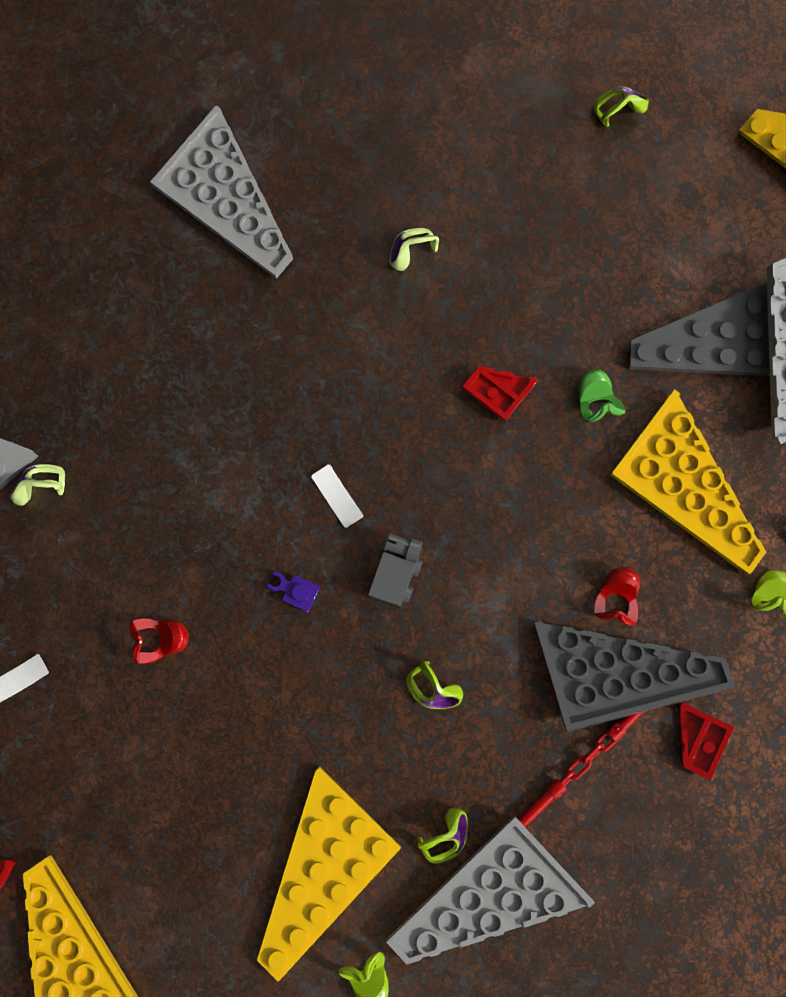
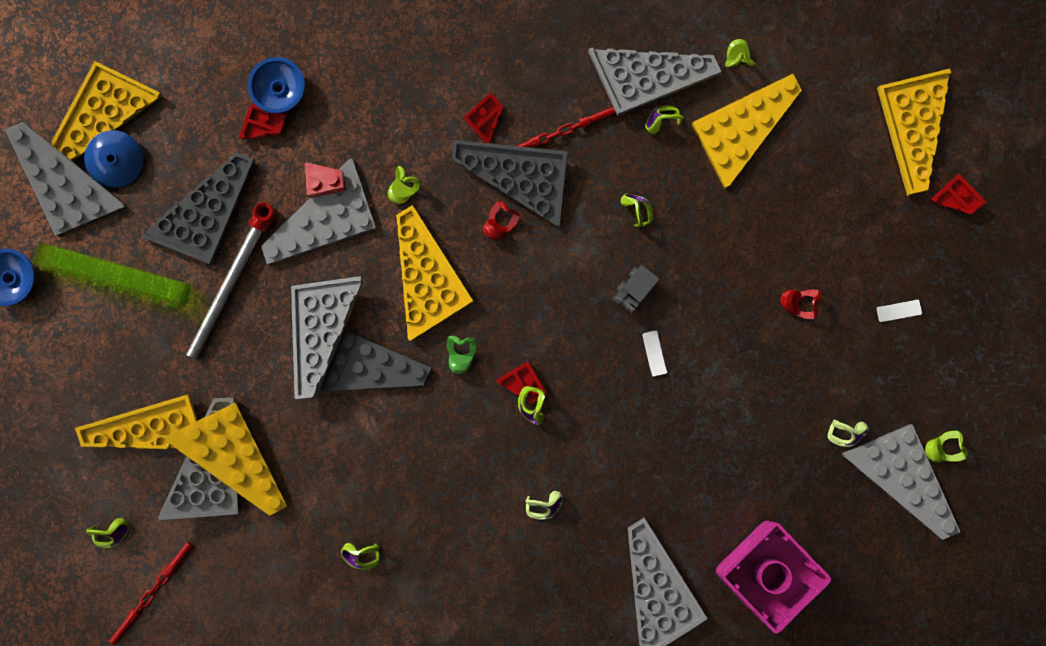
camera: 160 degrees left, 5 degrees up
(82, 251) = (772, 575): none -> dark pink brick
(297, 592) = (701, 299): dark purple plate -> none
(470, 355) = (533, 416): none -> lime piece

